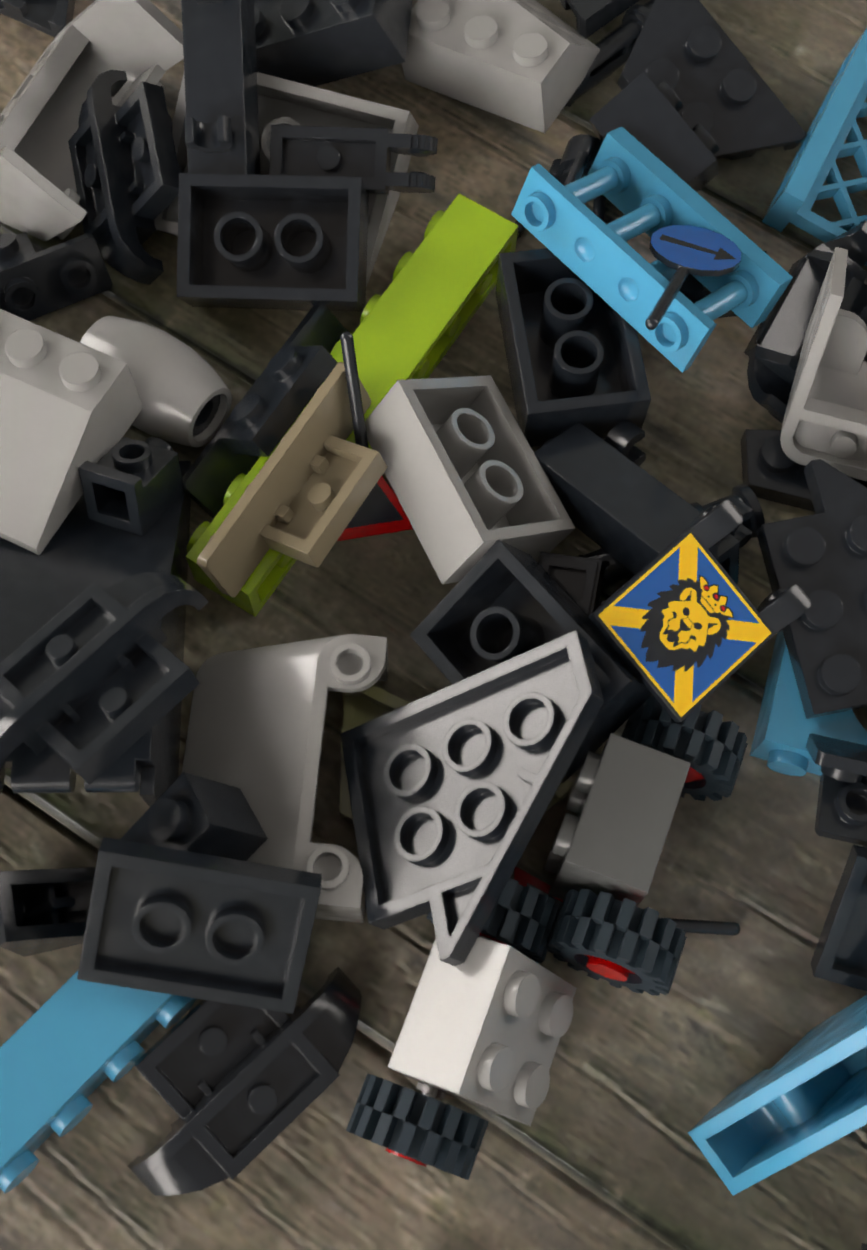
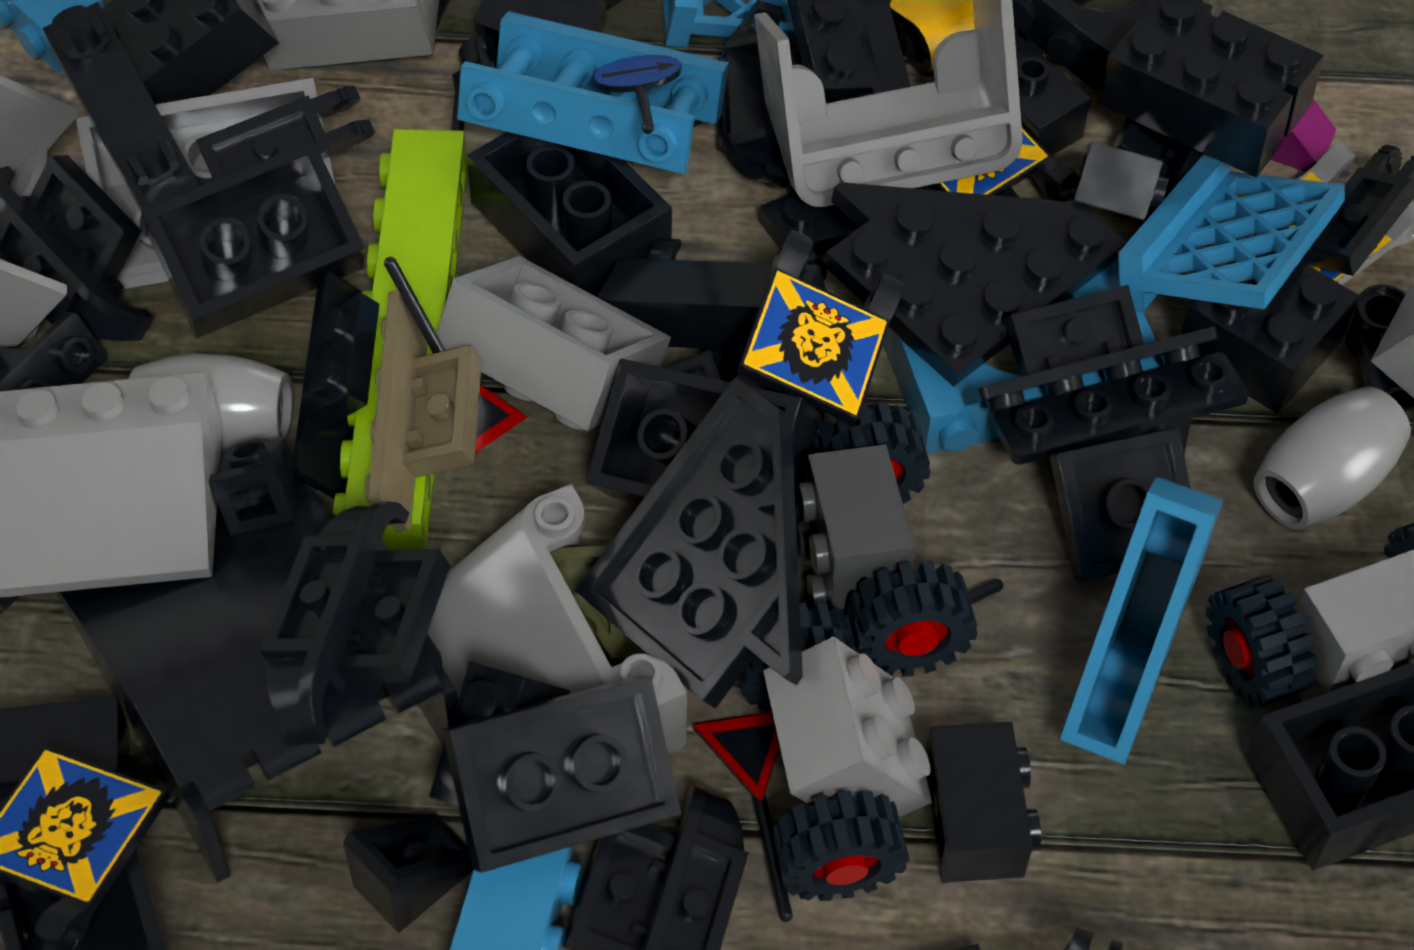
camera: 30 degrees left, 15 degrees down
(405, 957) = (749, 751): none -> black piece
(578, 1148) = (980, 802): none -> black brick

